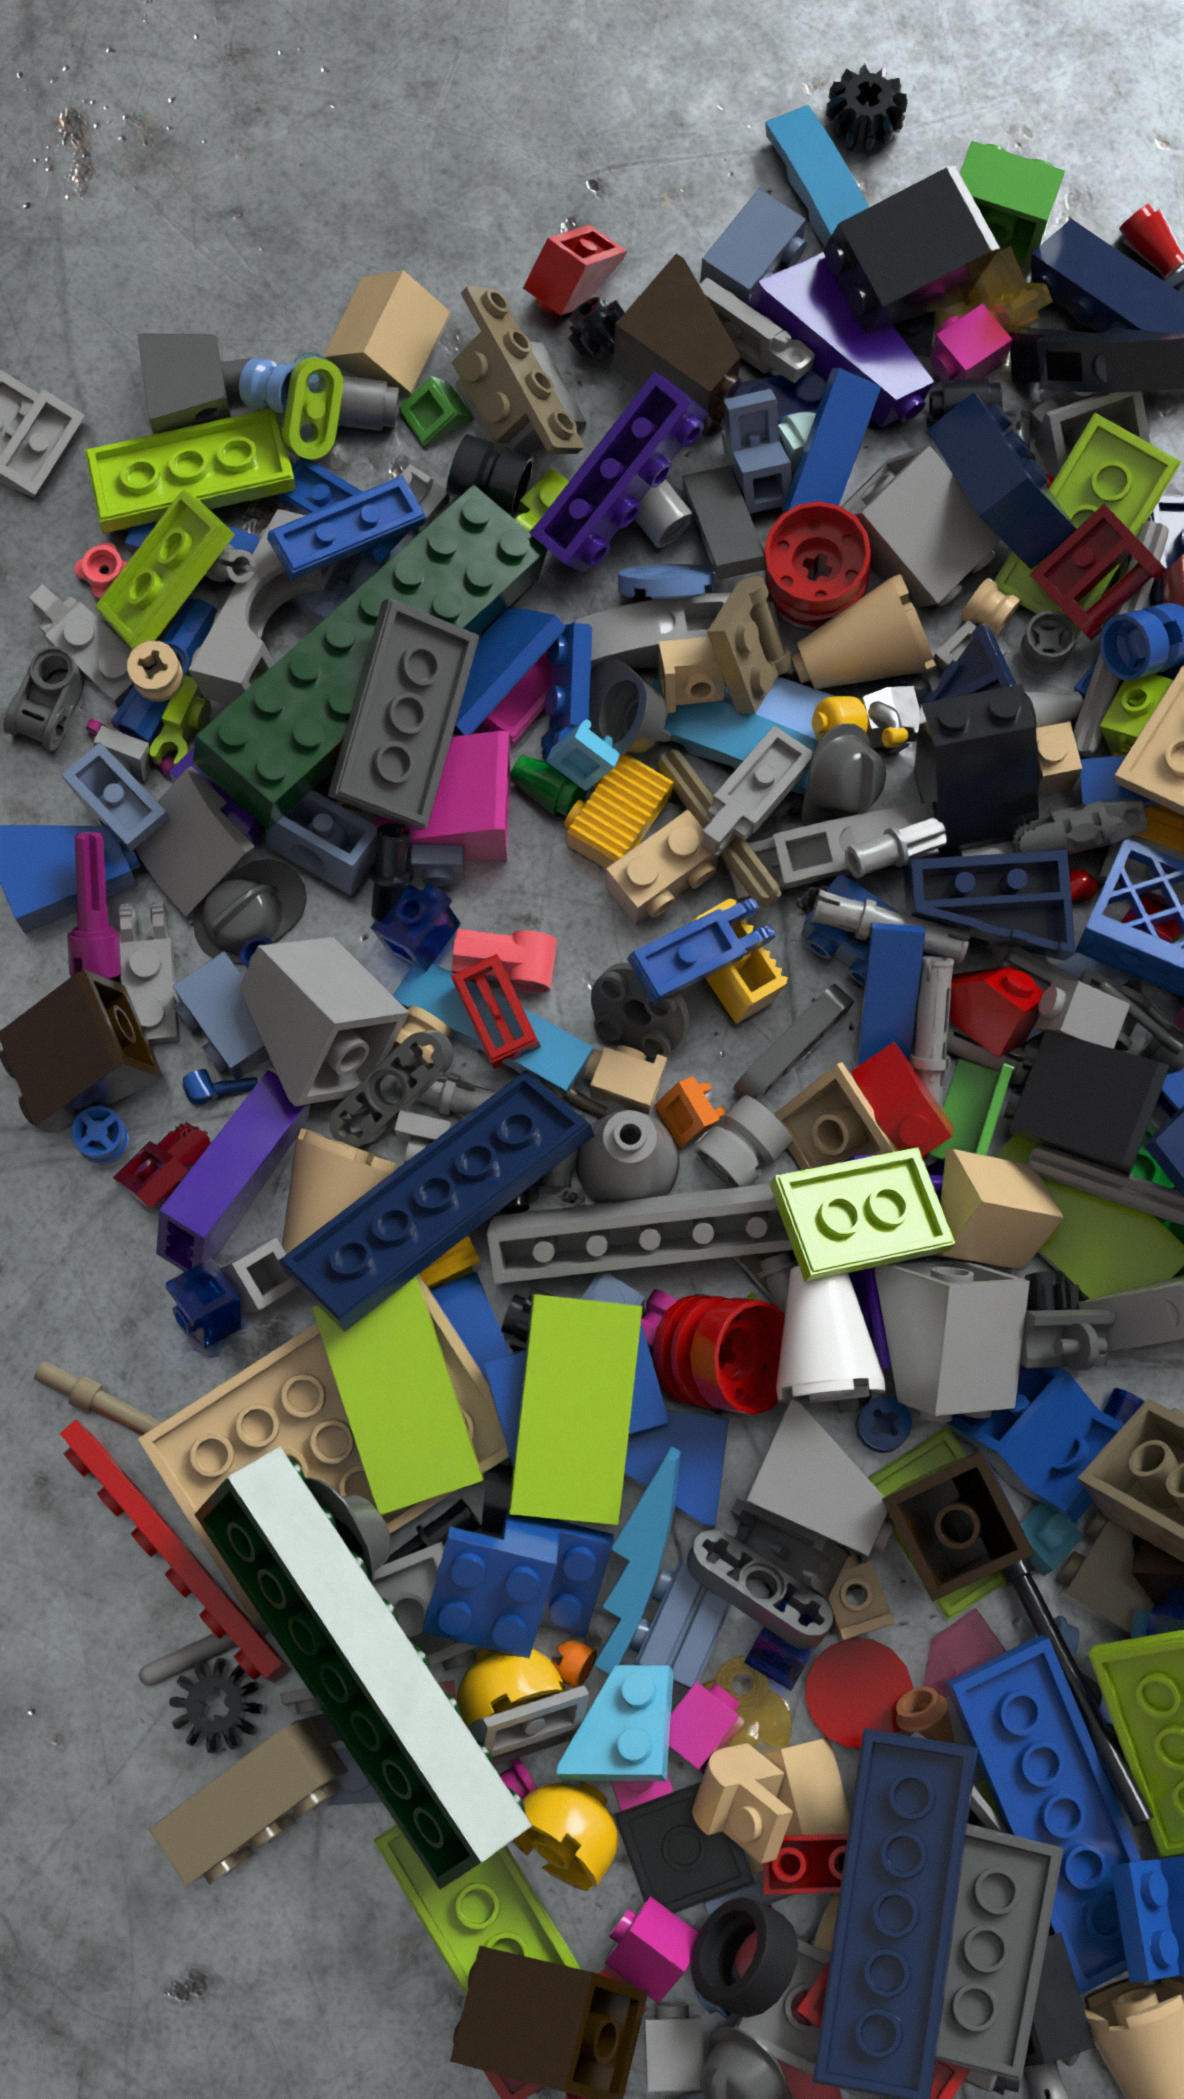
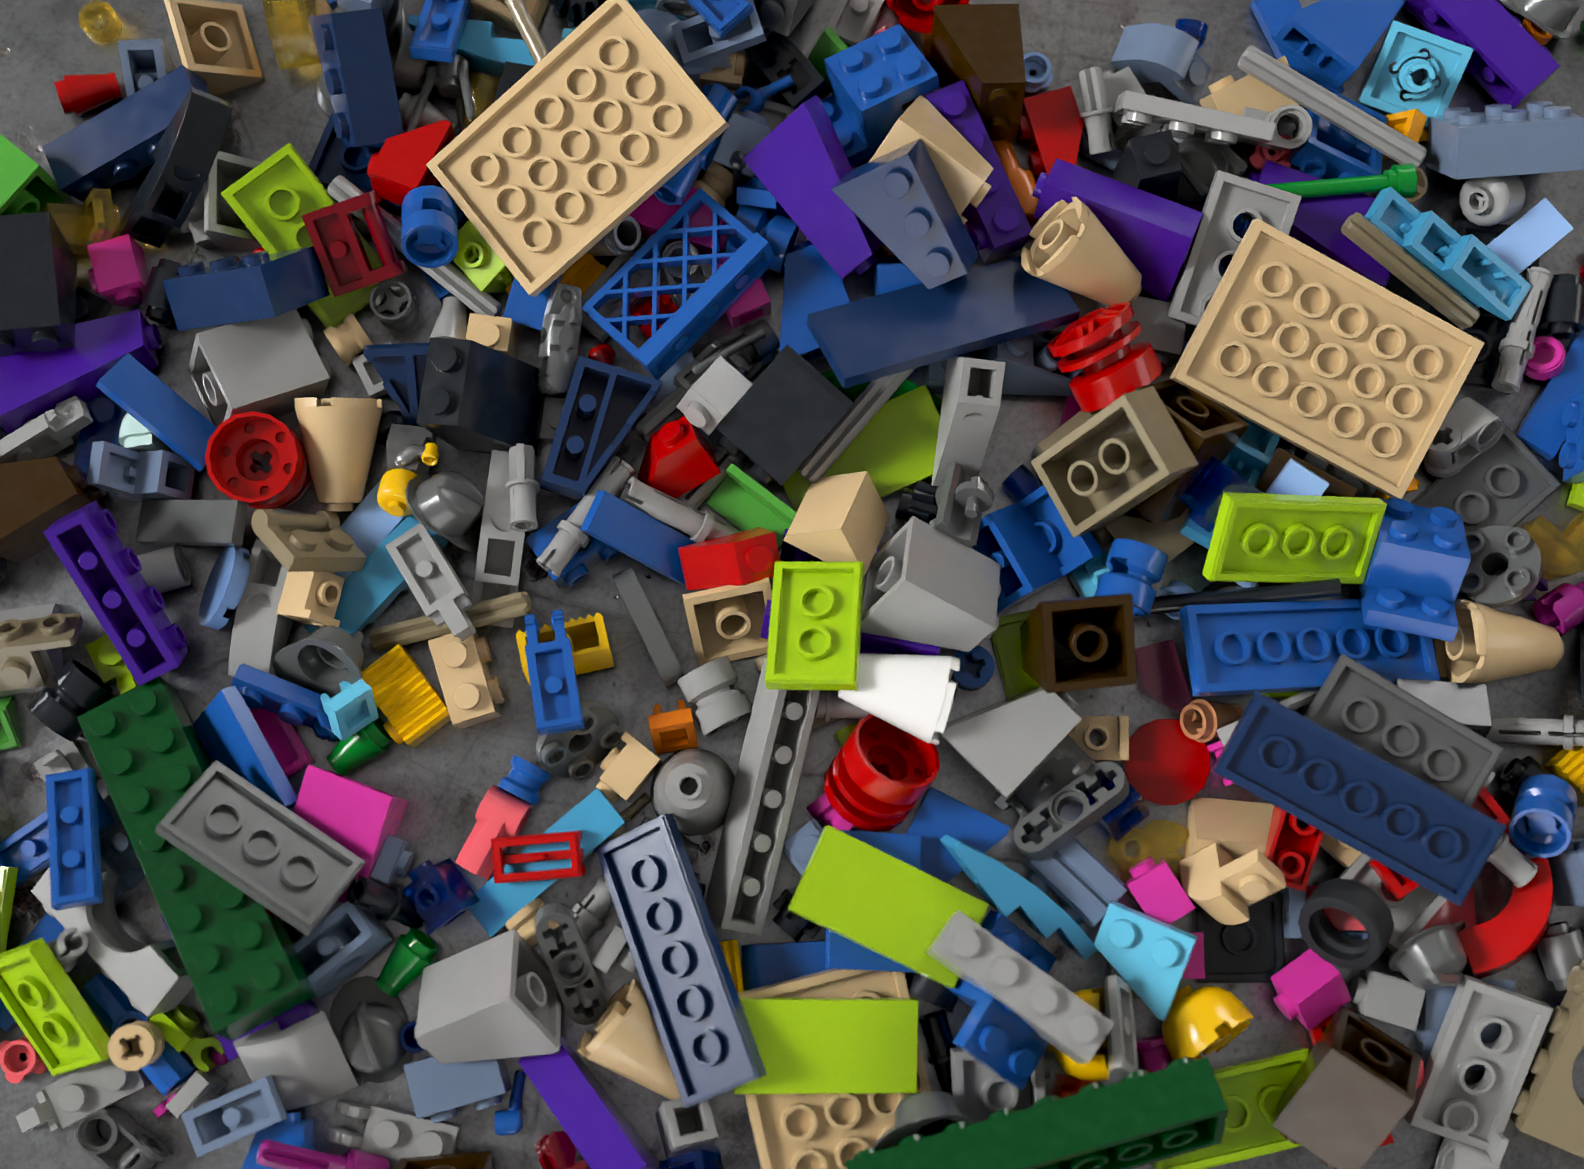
camera: 70 degrees left, 5 degrees up
(334, 917) = (406, 961): none -> green cone
(536, 1580) = (1021, 986): none -> light grey arch
(573, 971) = (524, 780): none -> blue wheel
(576, 1663) = (1073, 973): orange hinge -> none
(1060, 1565) = (1133, 570): none -> blue wheel

